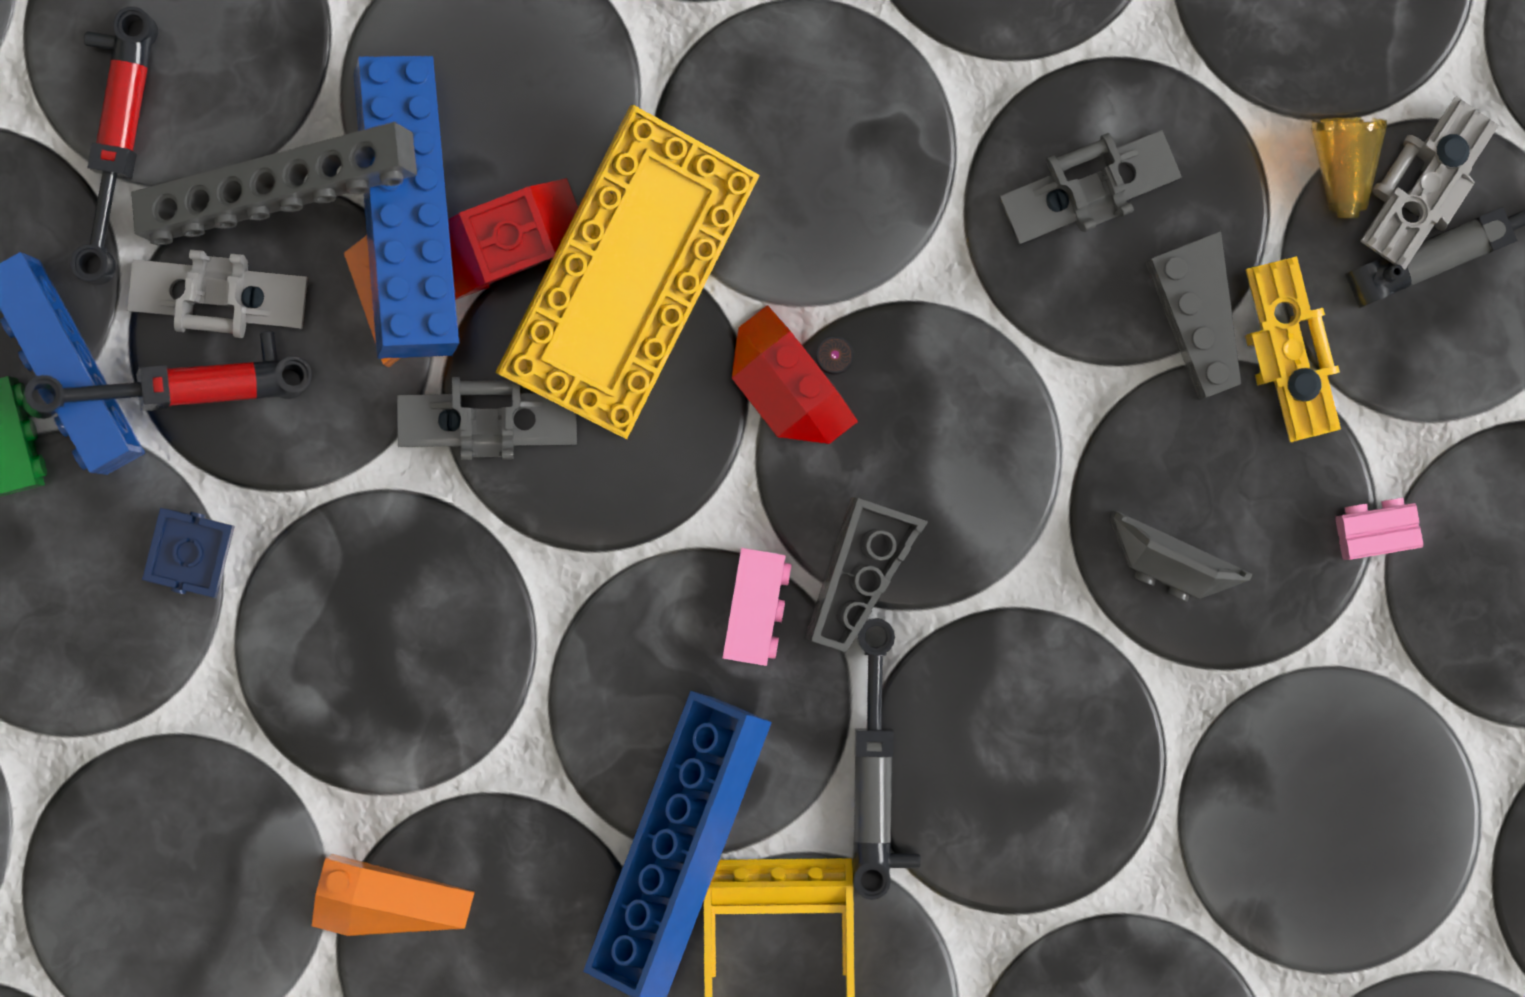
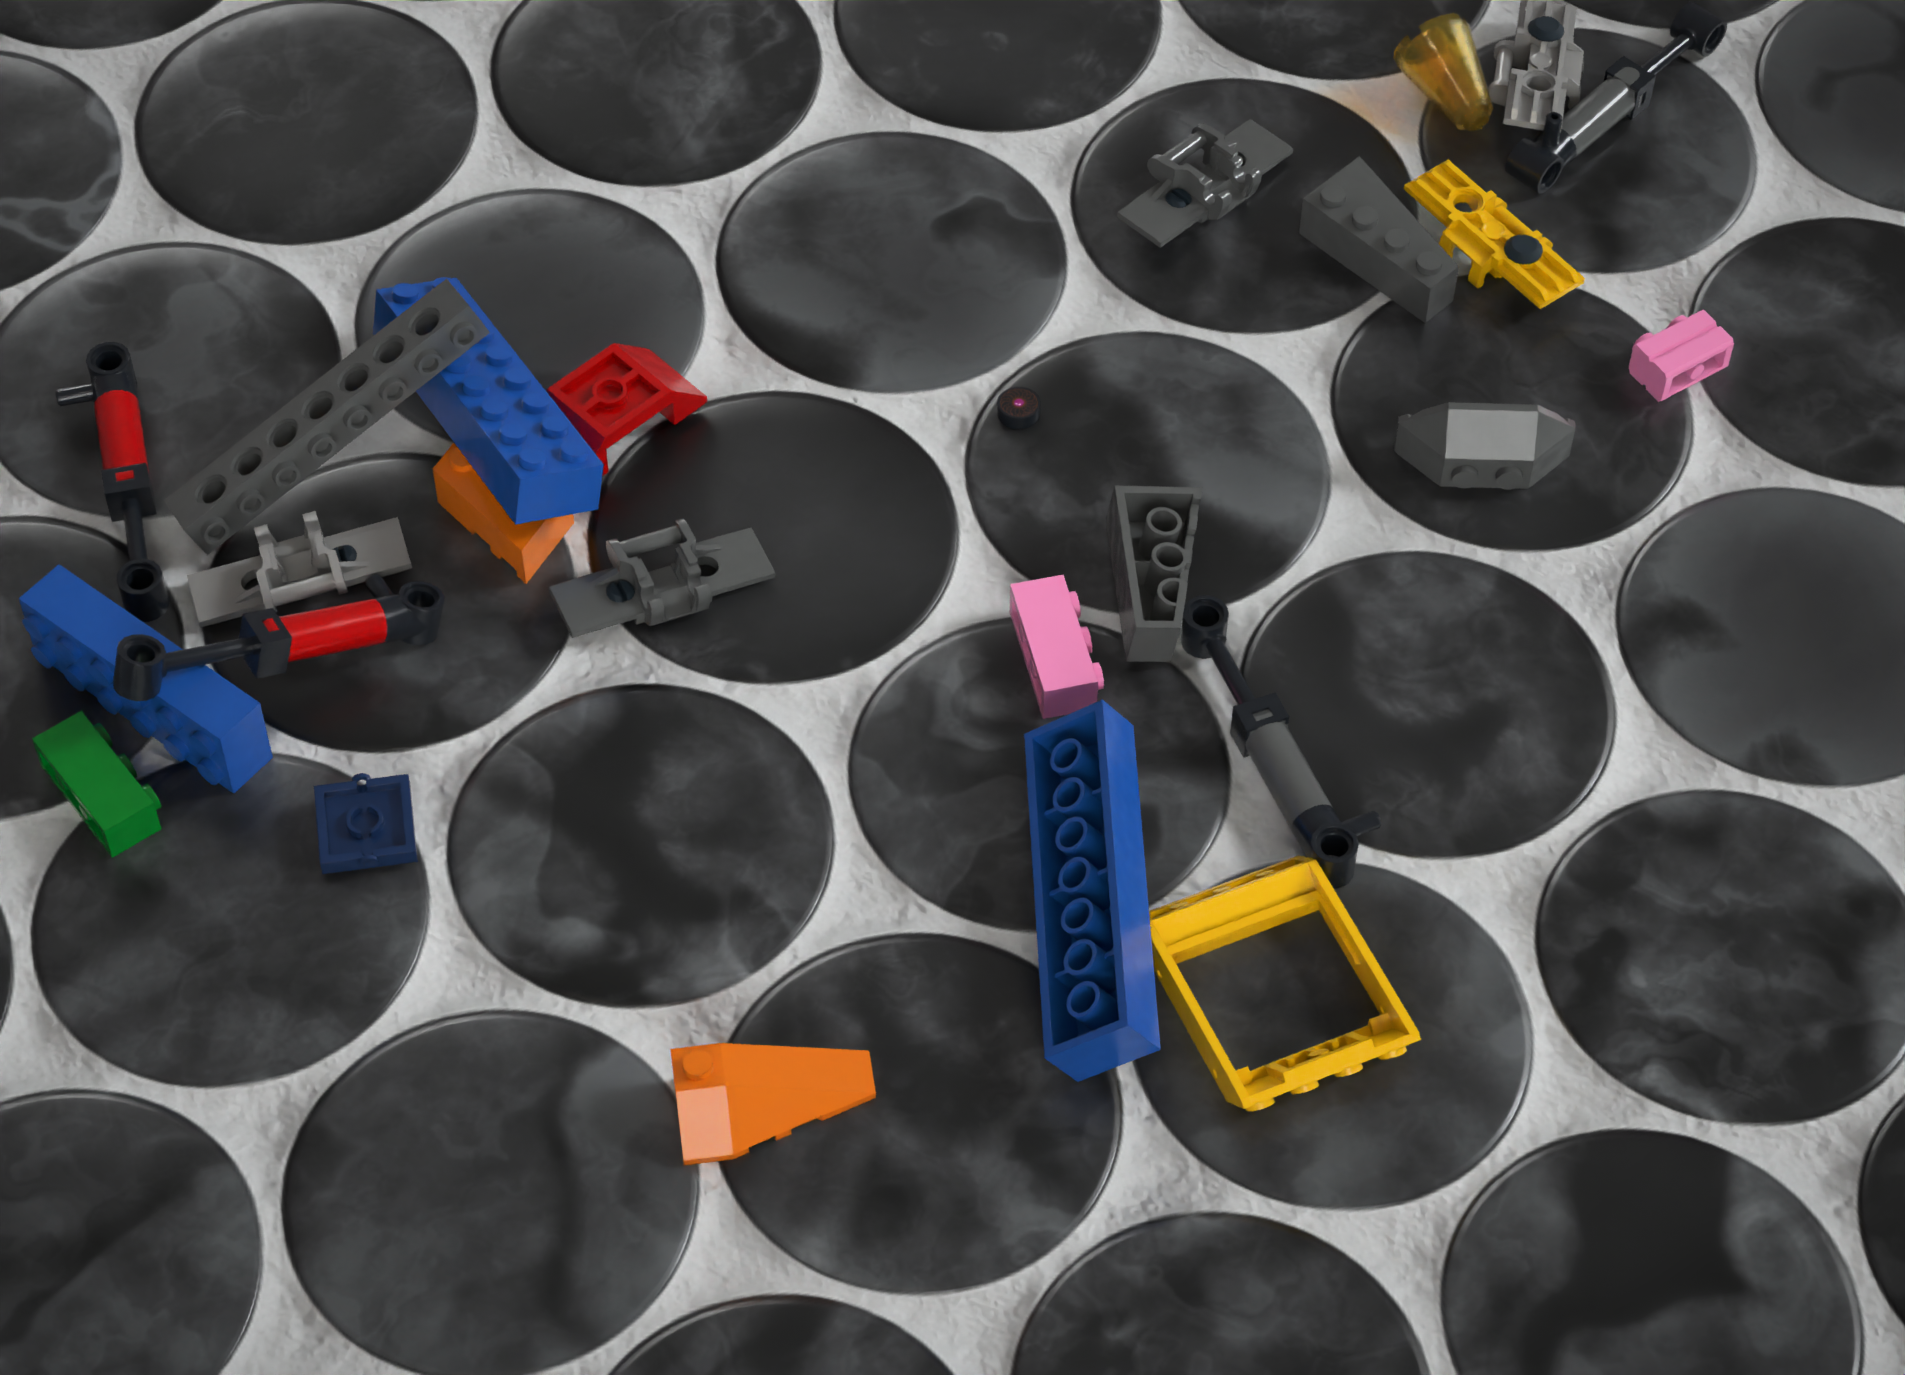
camera: 20 degrees left, 35 degrees down
(627, 272) = (757, 397): yellow tile -> none
(787, 382) = (986, 437): red wedge -> none

